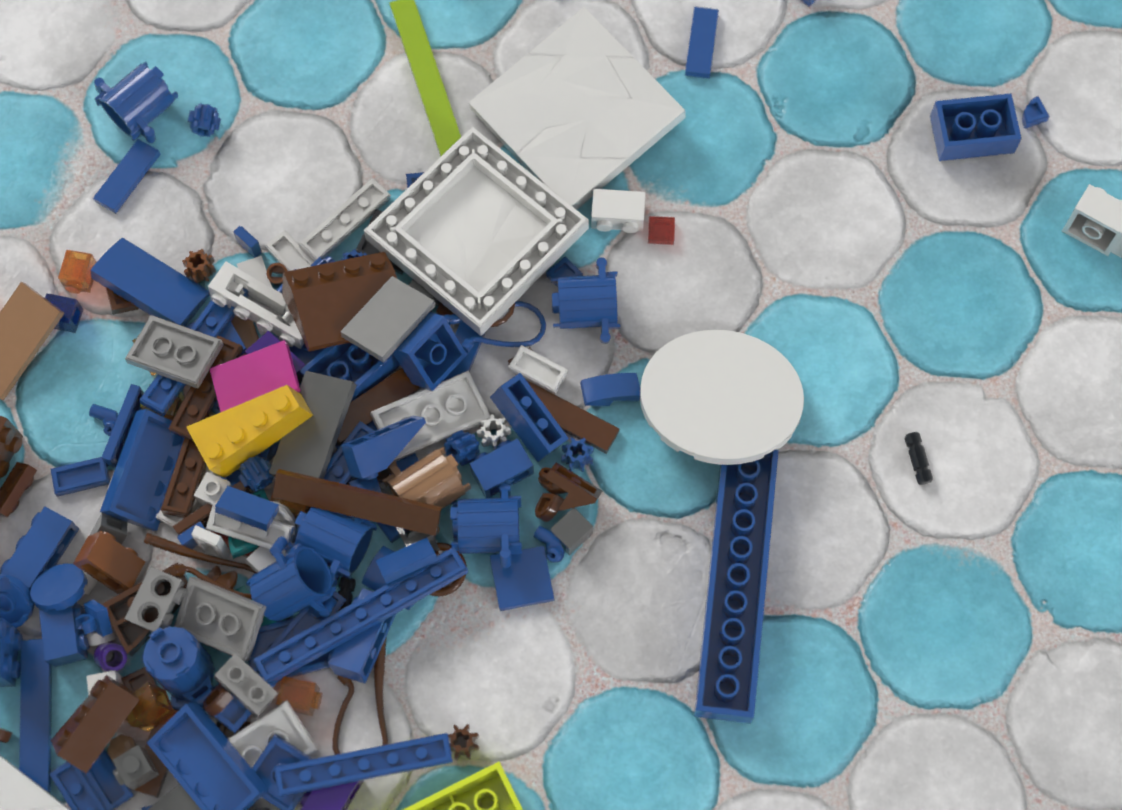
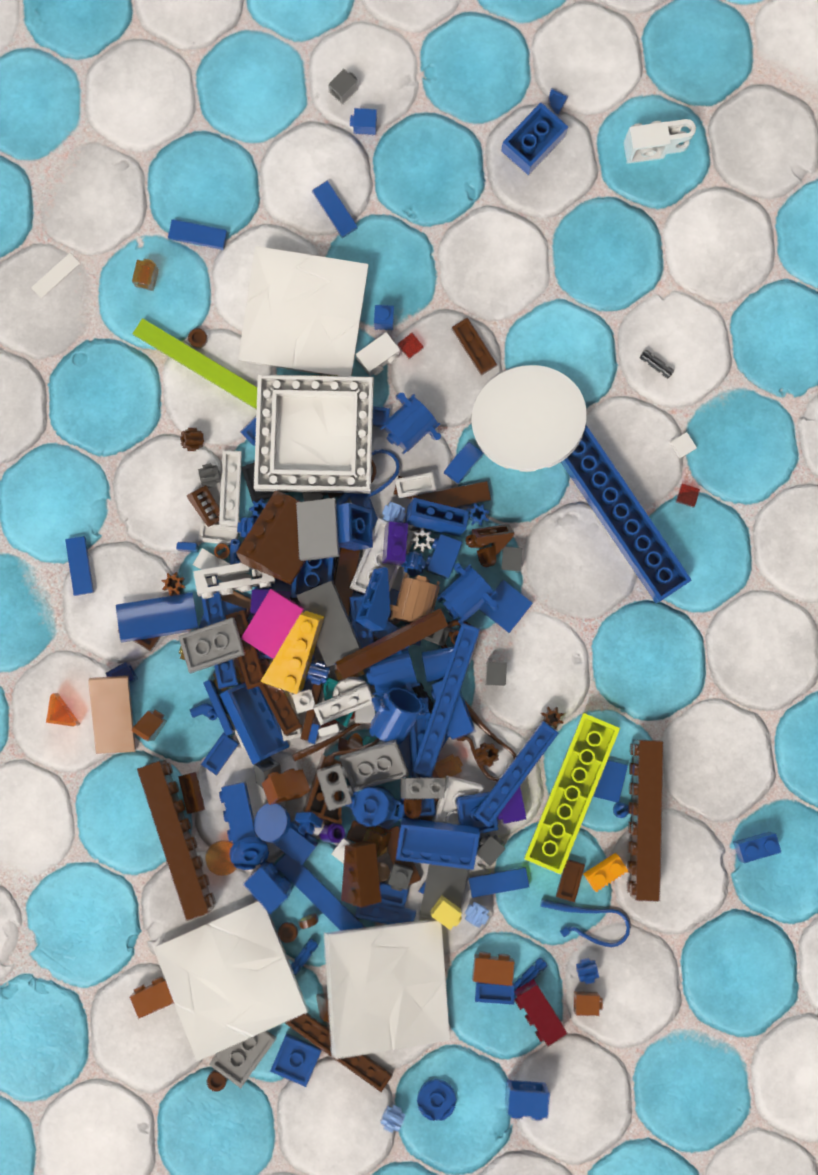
camera: 45 degrees left, 15 degrees up
(37, 383) = (149, 725): none -> dark orange slope
(75, 271) = (108, 645): clear orange brick -> none
(136, 100) = (44, 518): blue container -> none
(204, 120) = (93, 496): blue gear -> none
(247, 508) = (335, 696): blue tile -> none
(316, 203) = (196, 503): none -> reddish brown slope
(335, 190) = (209, 475): none -> dark grey gear
(344, 719) = (486, 754): none -> reddish brown gear
(351, 142) = (192, 439): none -> reddish brown gear
(406, 560) = (444, 651): blue tile -> none
(444, 637) = (496, 673): none -> dark grey panel
(450, 57) = (198, 338): none -> reddish brown tile
(459, 406) = (395, 543): none -> dark purple brick
(487, 379) = (394, 513): none -> light blue gear
(554, 546) = (509, 576): blue arm -> none
(657, 179) = (383, 317): none -> blue brick
(729, 284) = (474, 346): none -> reddish brown tile
(833, 627) = (687, 495): none -> clear red tile
(875, 569) = (683, 445): none -> white tile

